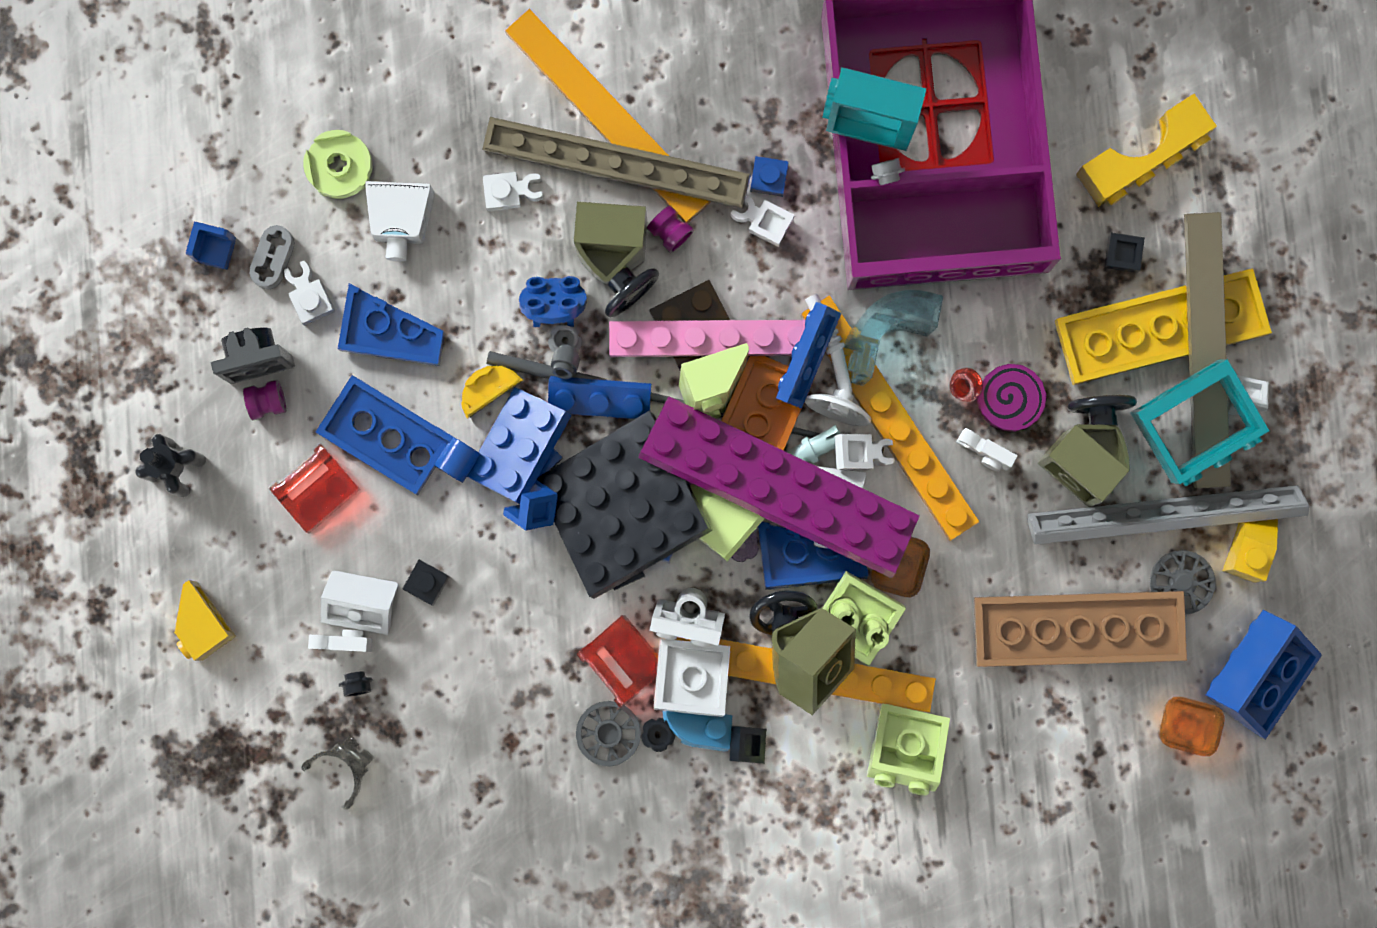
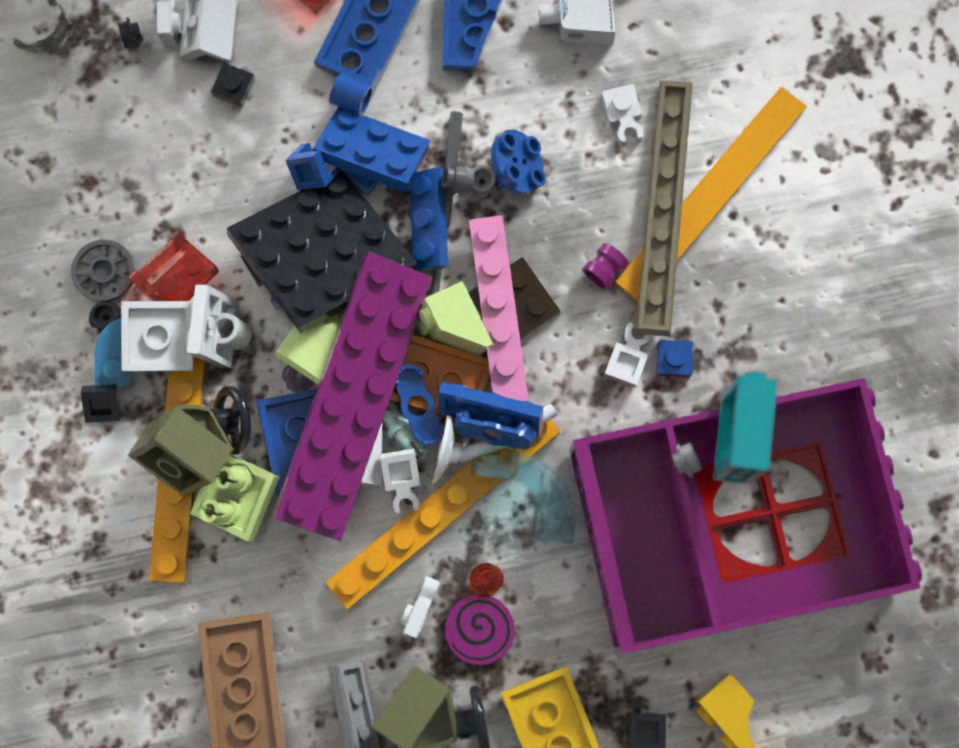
camera: 80 degrees right, 5 degrees down
(487, 386) = (426, 114): yellow plate -> none
(611, 244) = (577, 207): olive piece -> none
(813, 423) = (426, 426): none -> blue piece
(823, 379) = (515, 438): none -> blue piece
(908, 749) = (109, 562): yellowish green plate -> none
(909, 573) = (288, 540): clear orange piece -> none

